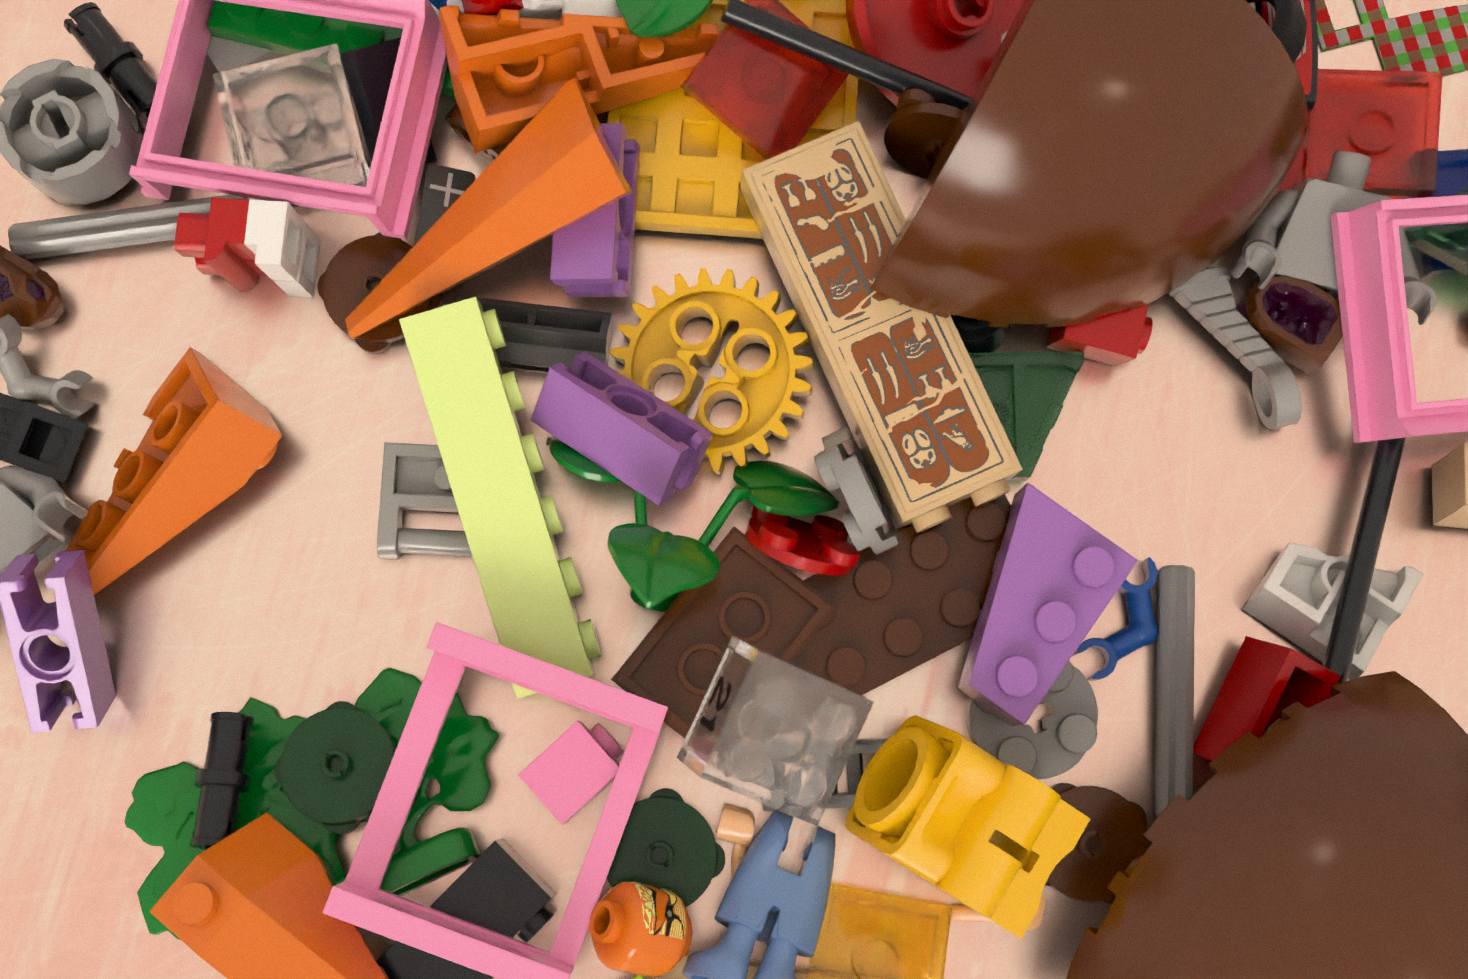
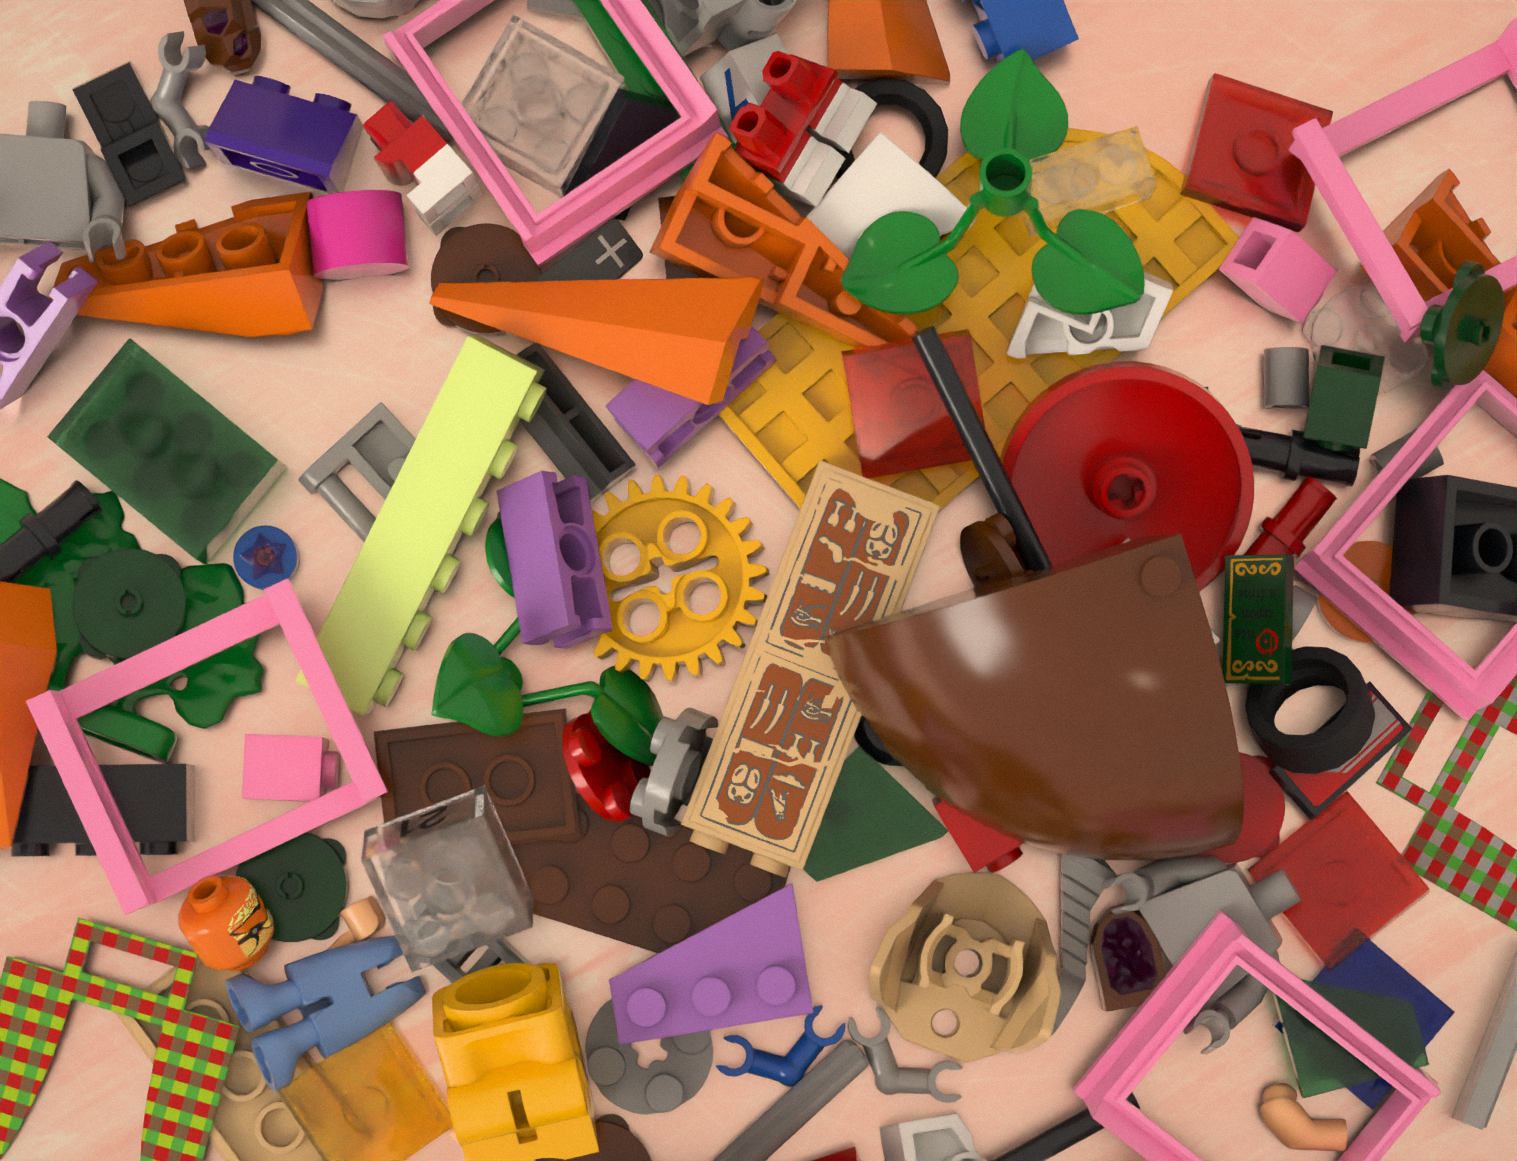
camera: 50 degrees right, 5 degrees up
(131, 323) = (286, 135): none -> dark purple slope
(251, 340) = (357, 234): none -> dark pink piece
(257, 625) = (166, 451): none -> clear green brick
(405, 634) = (265, 556): none -> blue tile
(1213, 565) = (894, 1079): none -> light grey arm
(1244, 418) = (999, 1006): none -> tan piece

